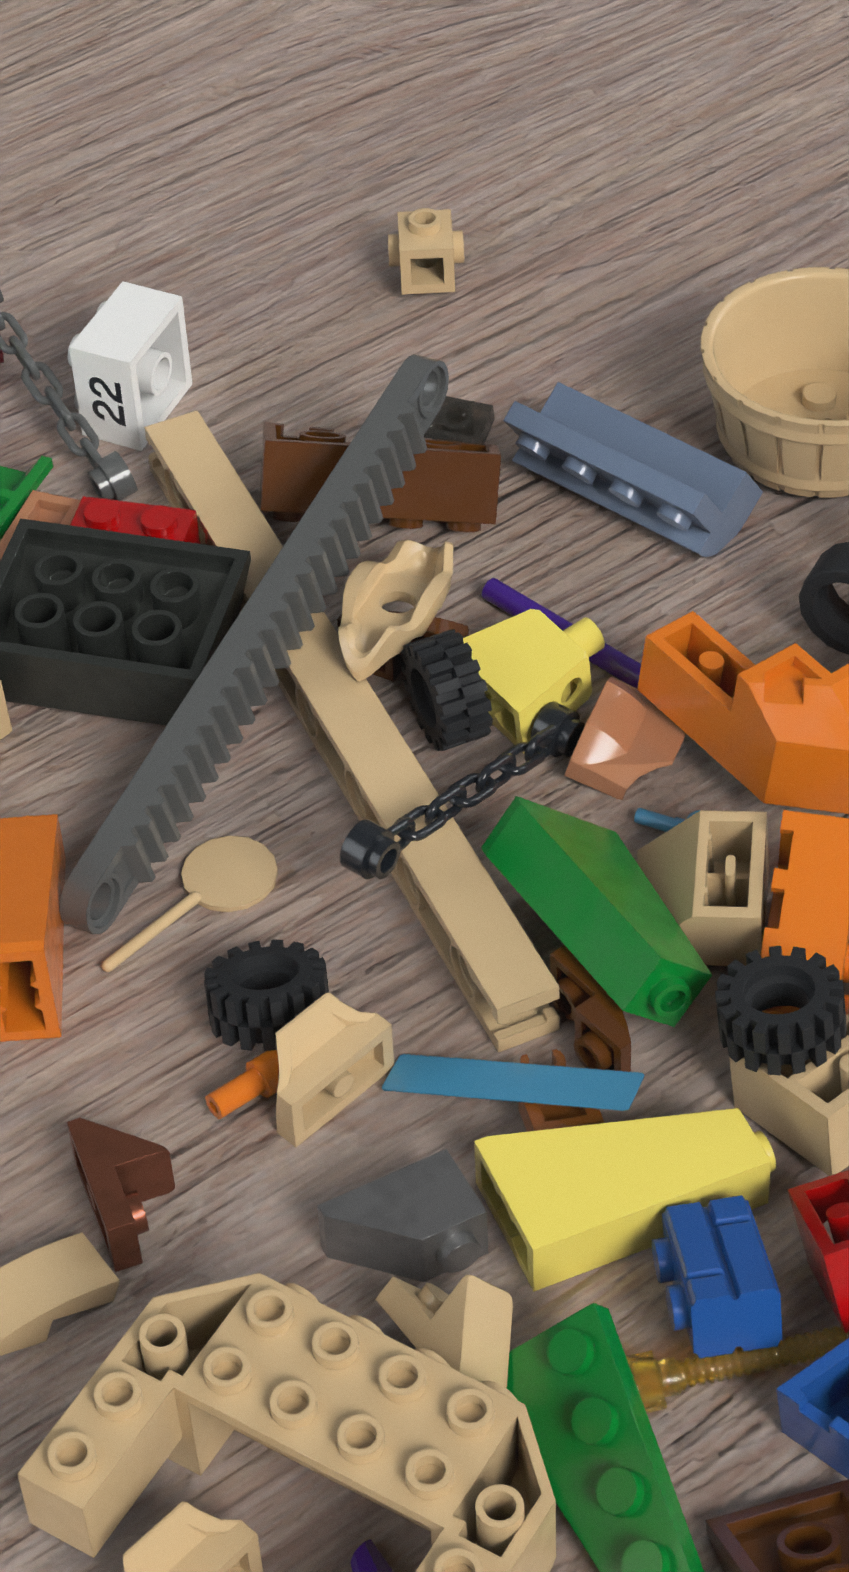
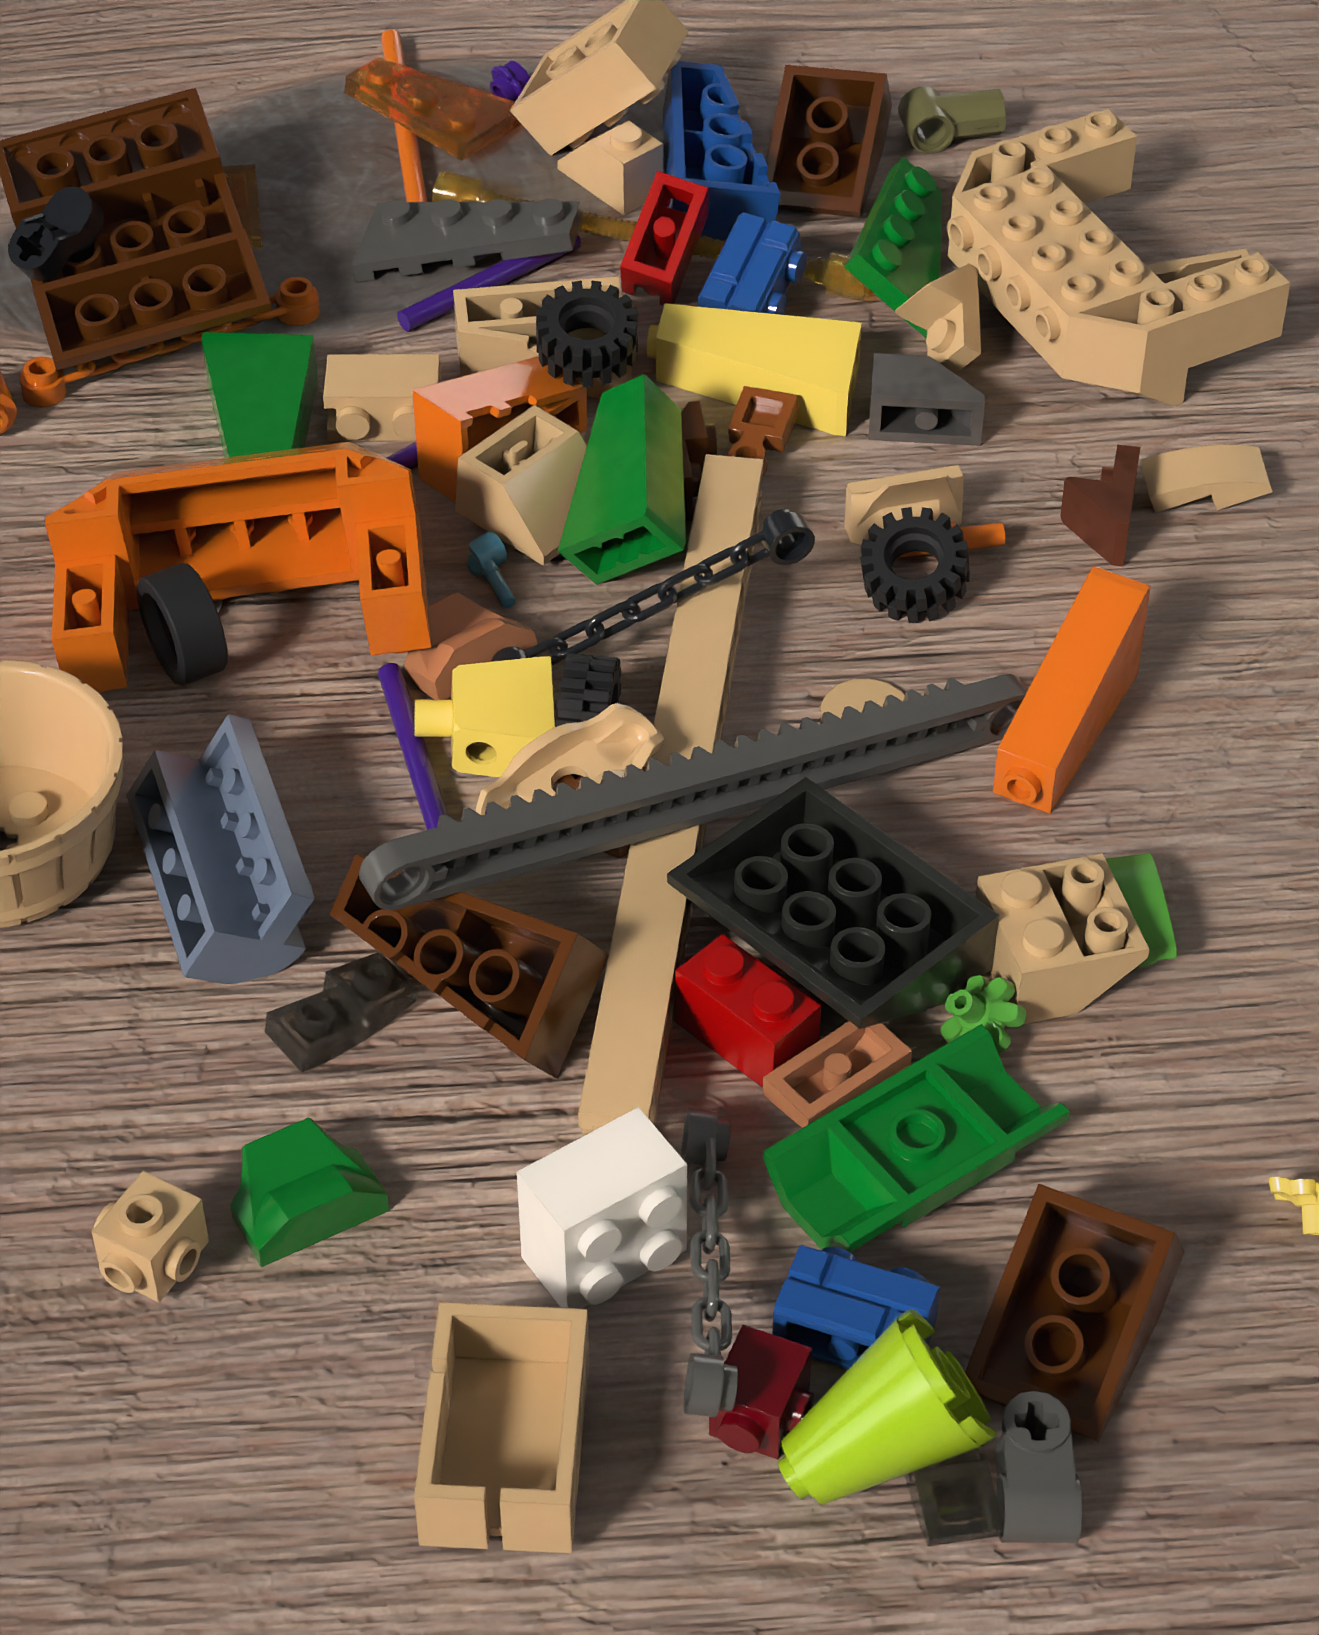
camera: 150 degrees left, 0 degrees up
(117, 244) = (512, 1430): none -> tan piece
(352, 335) = (301, 1191): none -> green slope
(514, 1082) = (779, 440): dark azure sticker -> none

